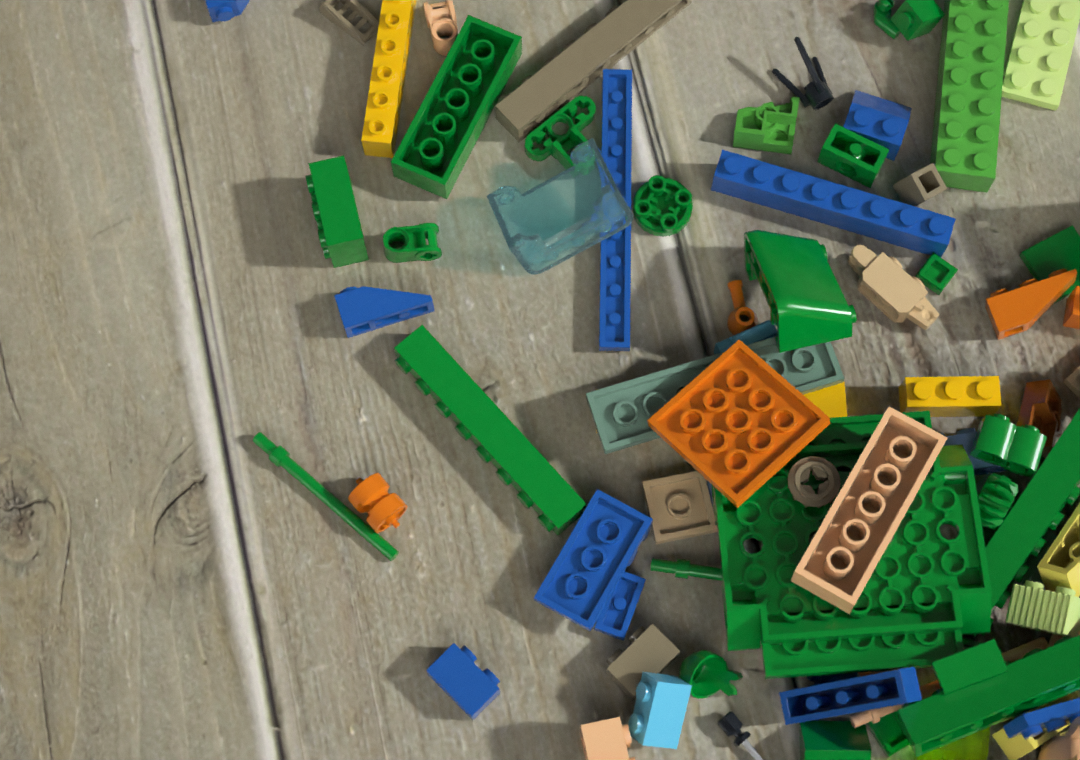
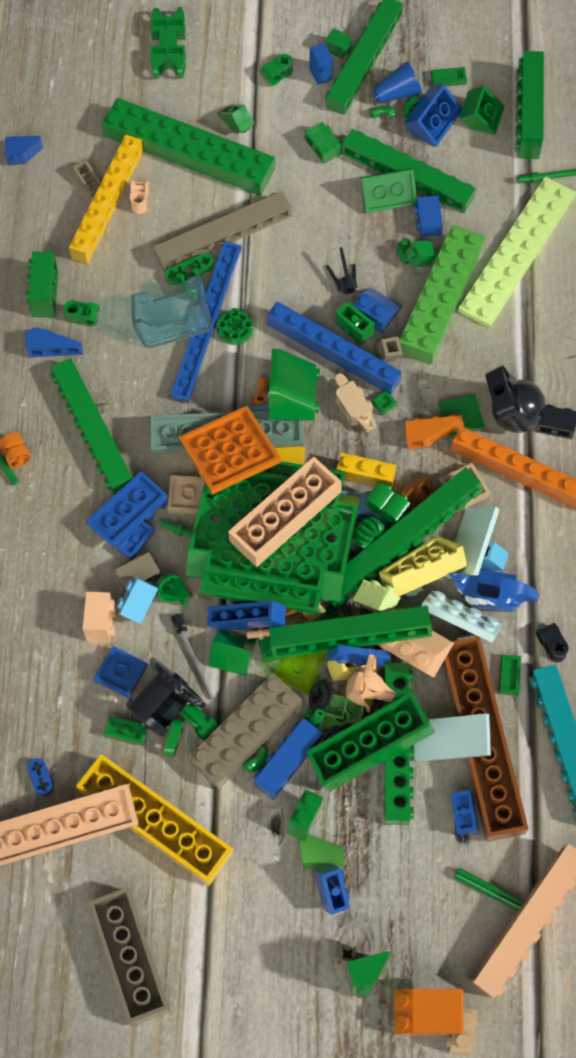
camera: 15 degrees right, 5 degrees down
(457, 107) = (131, 242): green brick -> none
(464, 680) = (32, 558): blue brick -> none
(767, 127) = (311, 296): bright green slope -> none
(823, 471) = (254, 487): dark tan gear -> none
(969, 667) = (316, 613): green tile -> none

